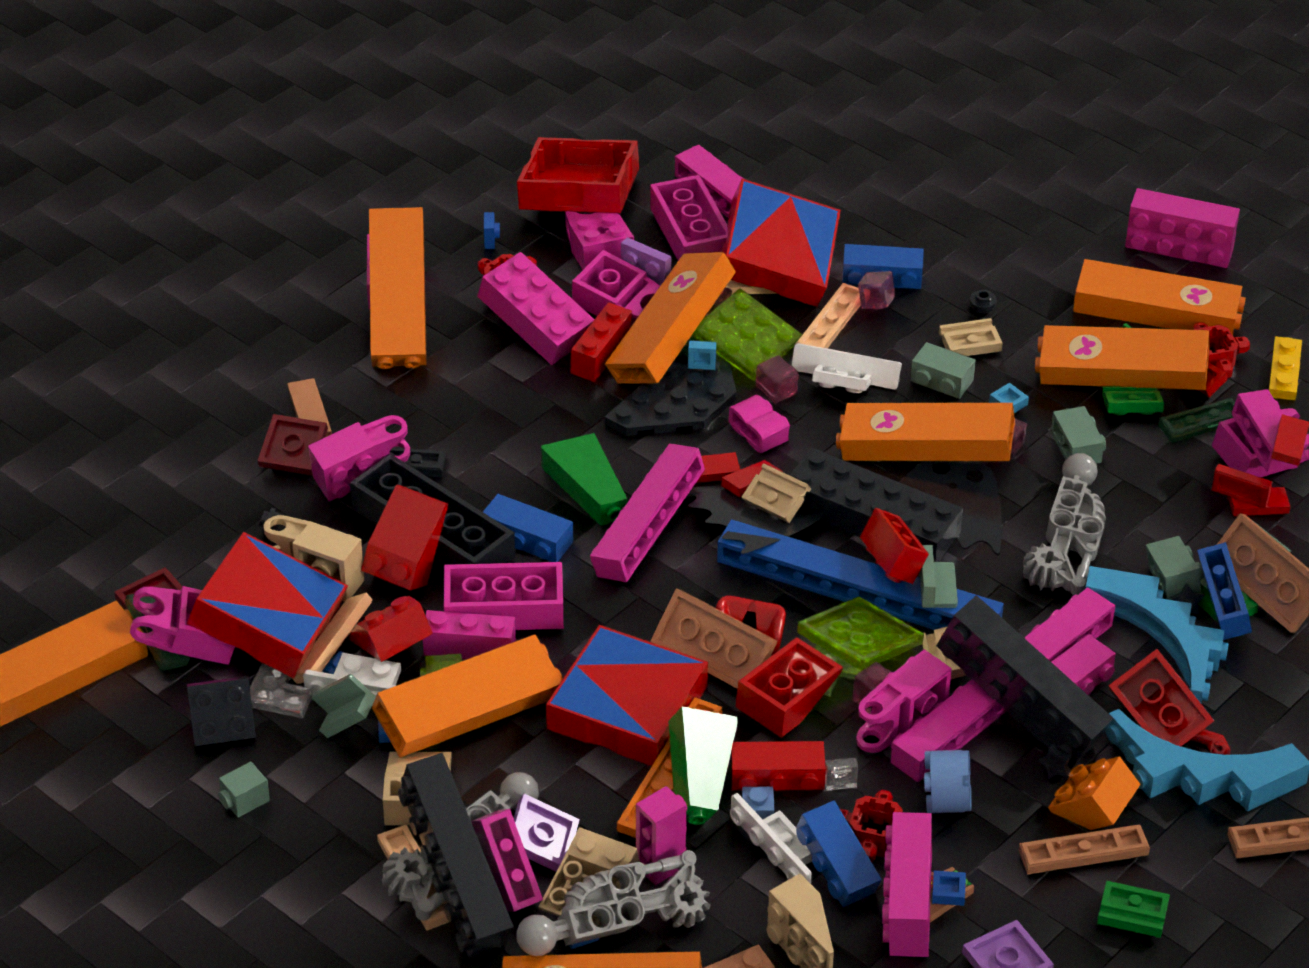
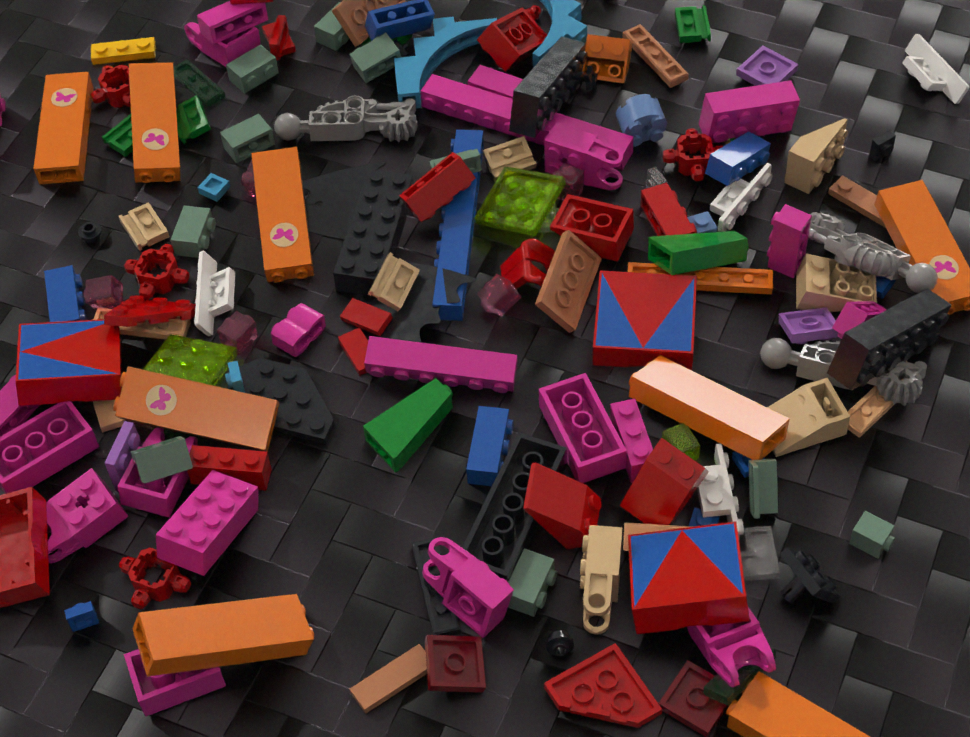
camera: 105 degrees left, 10 degrees up
(203, 540) = (604, 690): none -> red plate
(347, 513) = (530, 581): none -> sand green brick
(617, 276) = (162, 459): none -> sand green panel
(724, 580) = (498, 295): none -> clear pink brick
(829, 309) = (158, 310): none -> red plate
(894, 322) = (152, 259): none -> red piece
(1197, 460) = (252, 68): none -> sand green brick

